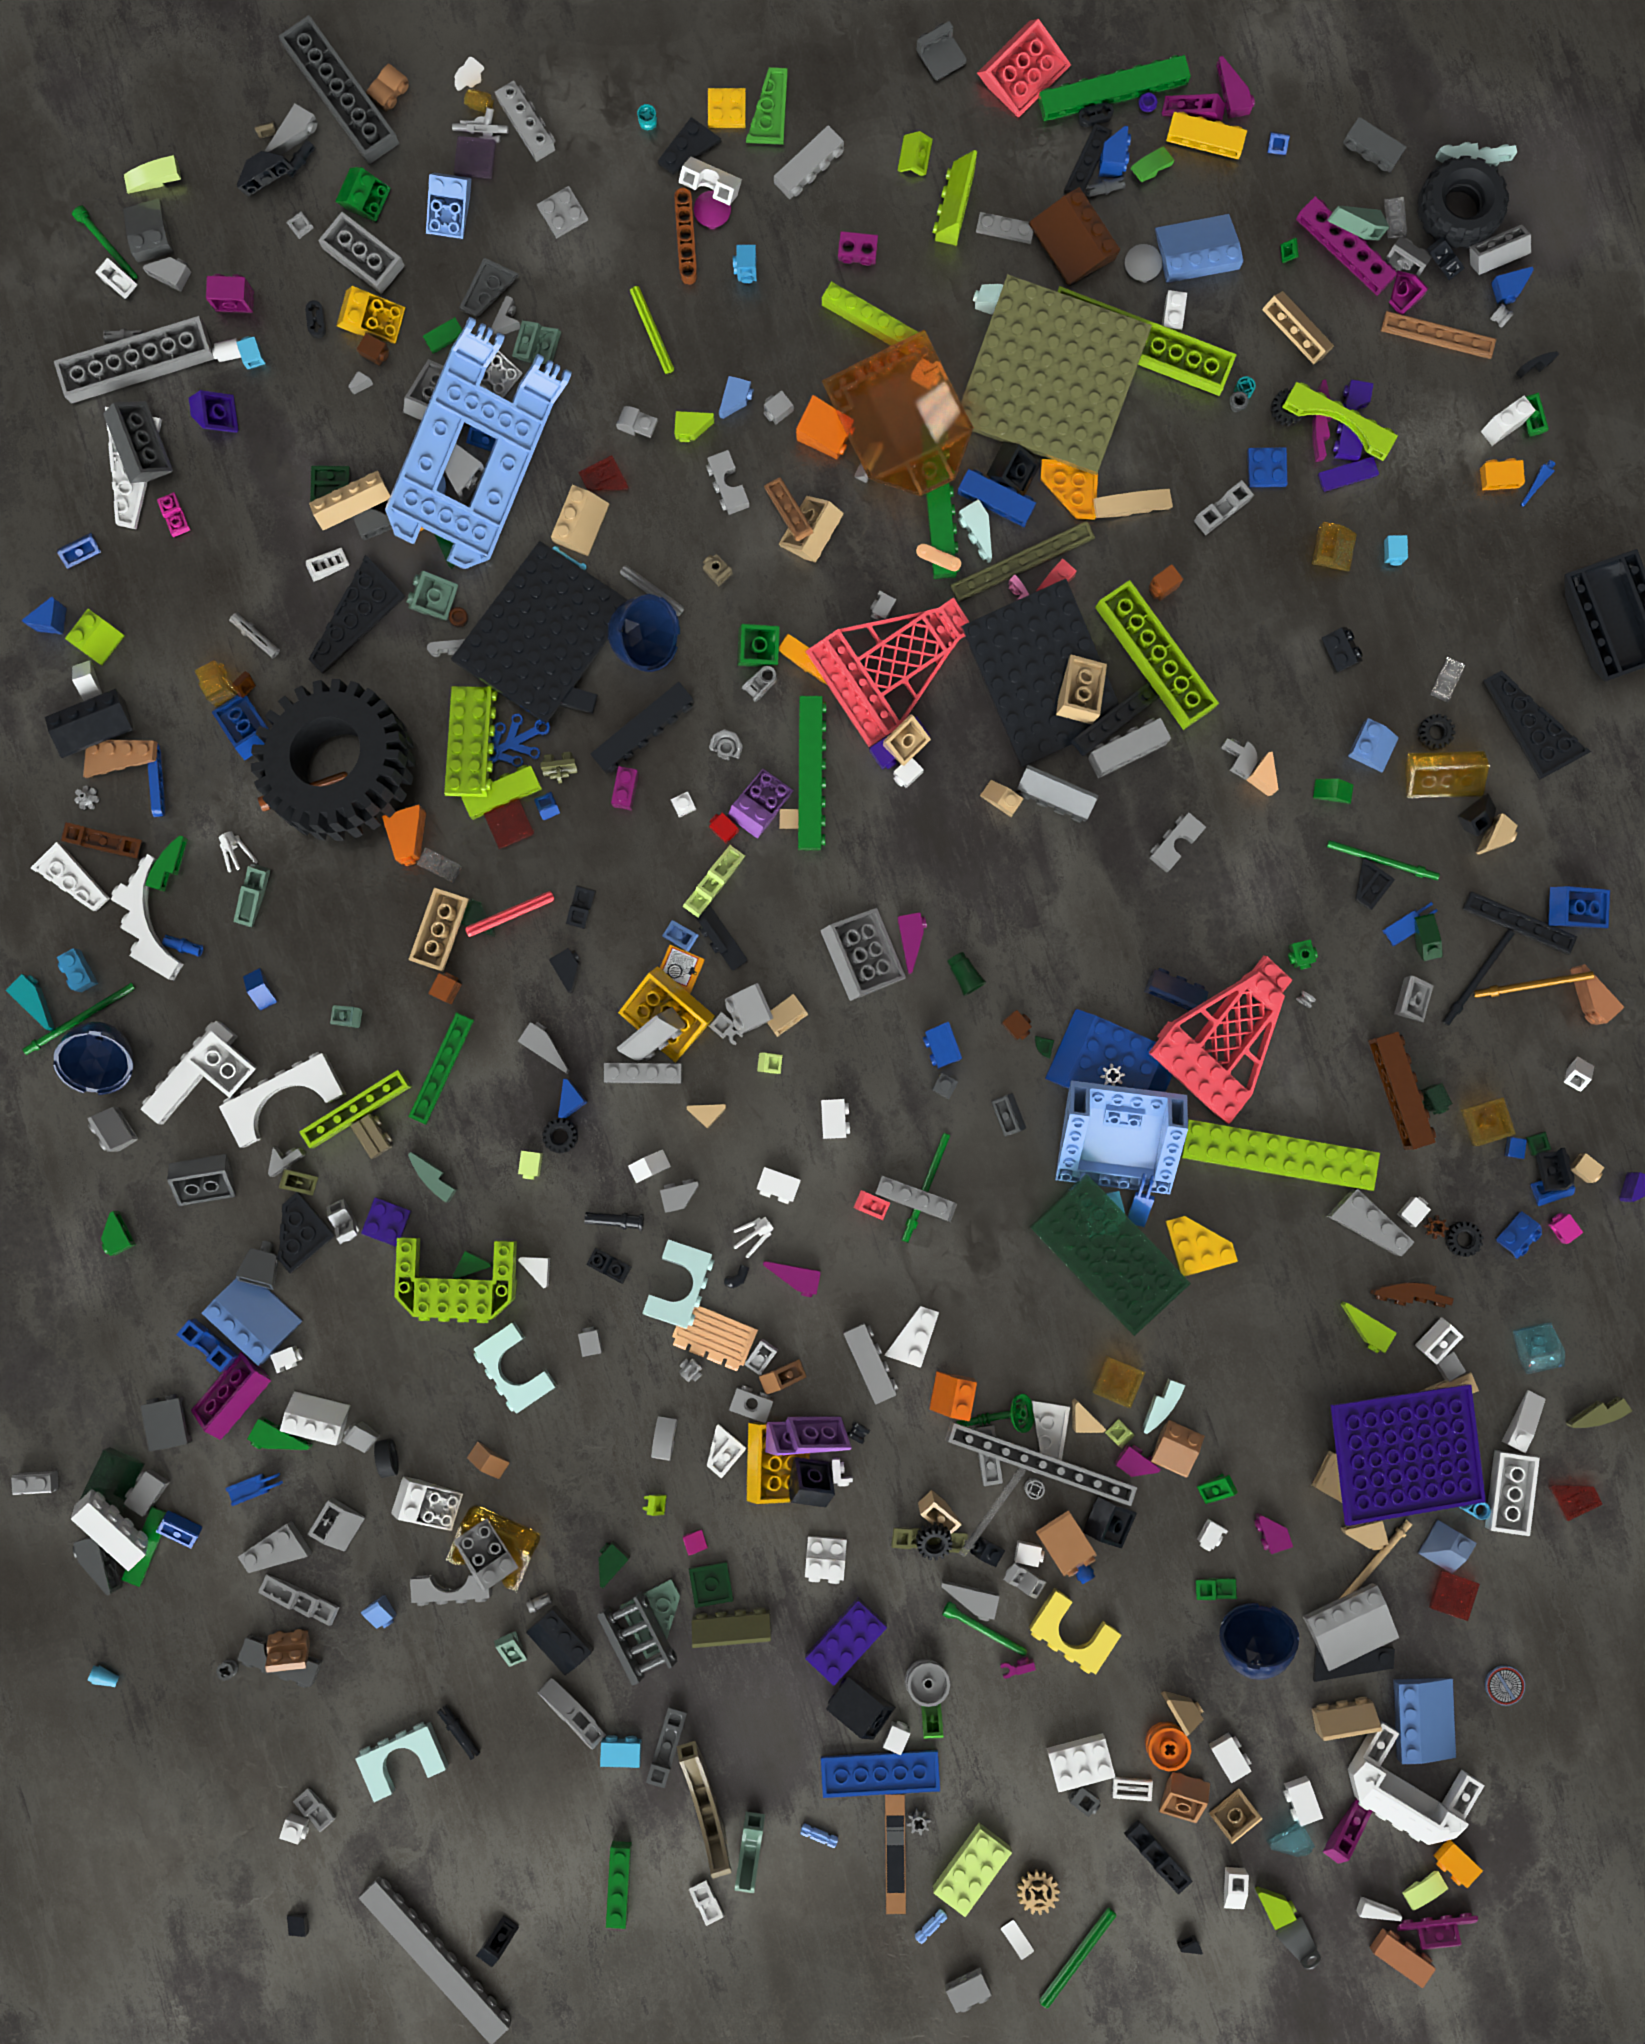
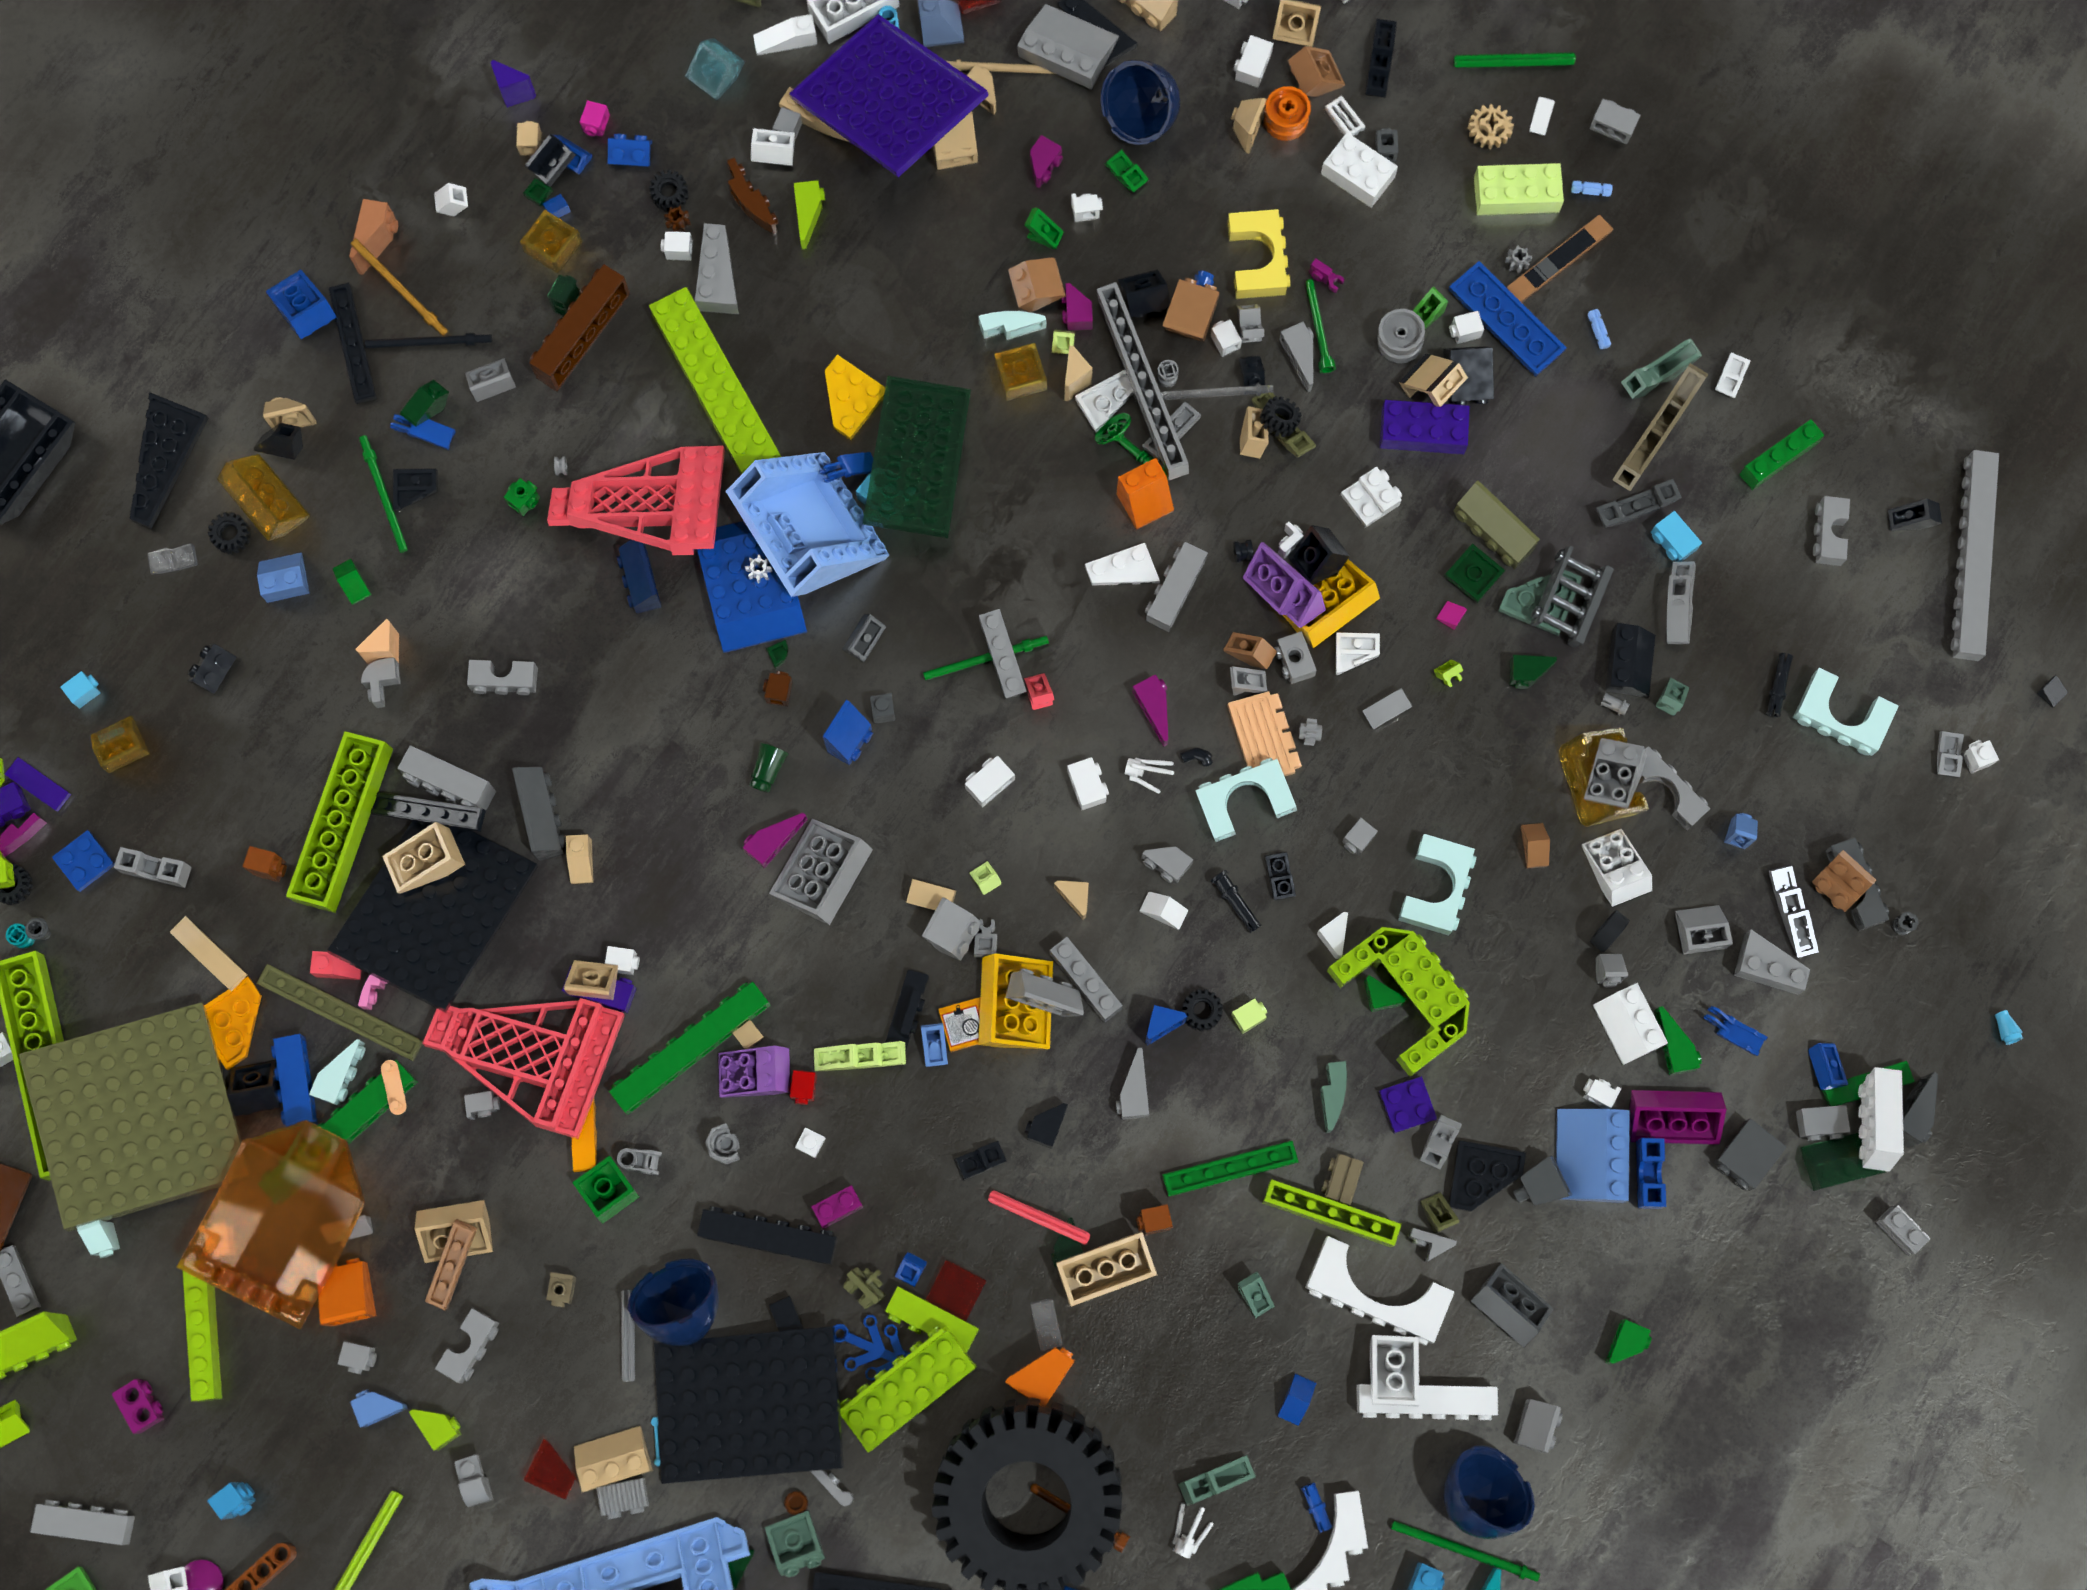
camera: 135 degrees left, 10 degrees down
(526, 1857) = (1828, 547): none -> light grey arch
(549, 509) = (623, 1497): none -> light grey brick
(874, 1677) = (1434, 376): none -> tan panel

